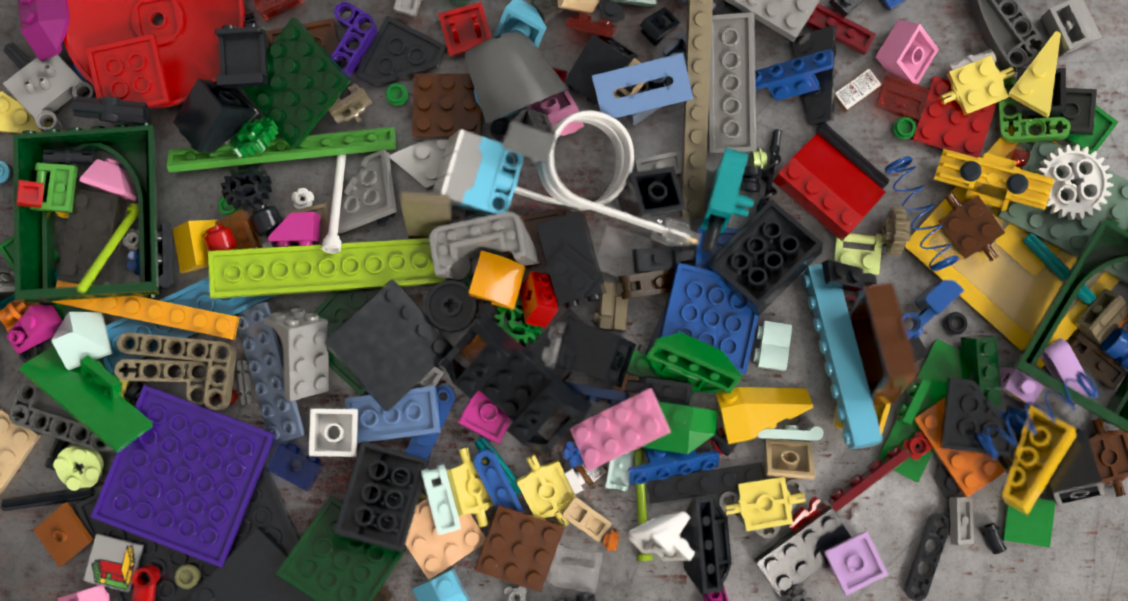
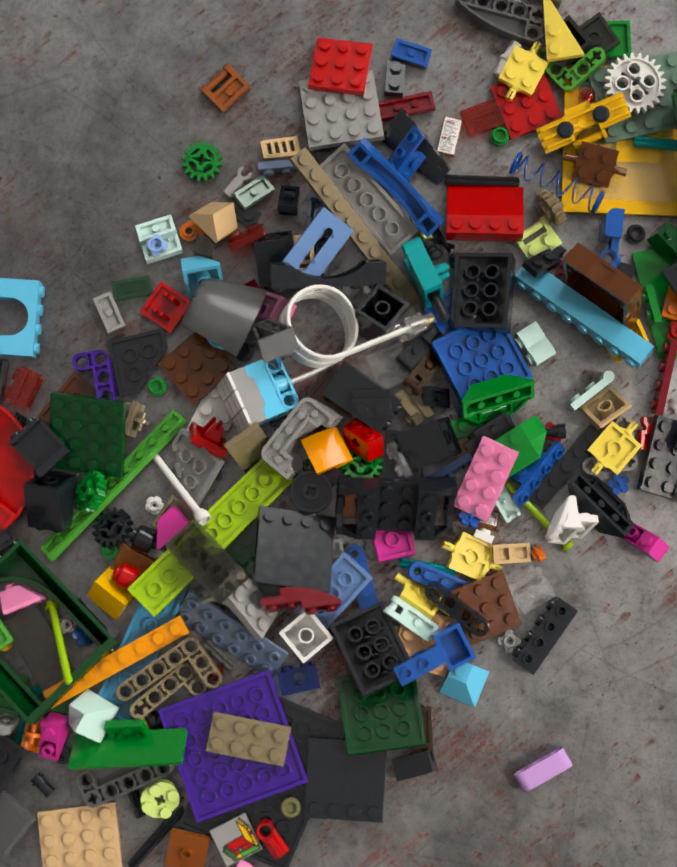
camera: 45 degrees left, 0 degrees up
(201, 481) = (248, 738): none -> dark tan plate
(297, 287) = (207, 561): none -> clear smoke brick
(362, 401) = (309, 600): none -> dark red slope
(400, 176) = (209, 437): none -> red plate
(451, 557) = (449, 649): none -> blue plate
(486, 527) = (454, 611): none -> black beam
(639, 316) = (436, 397): none -> black plate
(670, 148) = (366, 273): none -> black arch
(741, 540) = (618, 483): none -> blue plant
(756, 408) = (558, 393): yellow wedge -> none
(764, 49) = (374, 163): none -> blue arch
(907, 51) = (460, 85): bright pink slope -> none

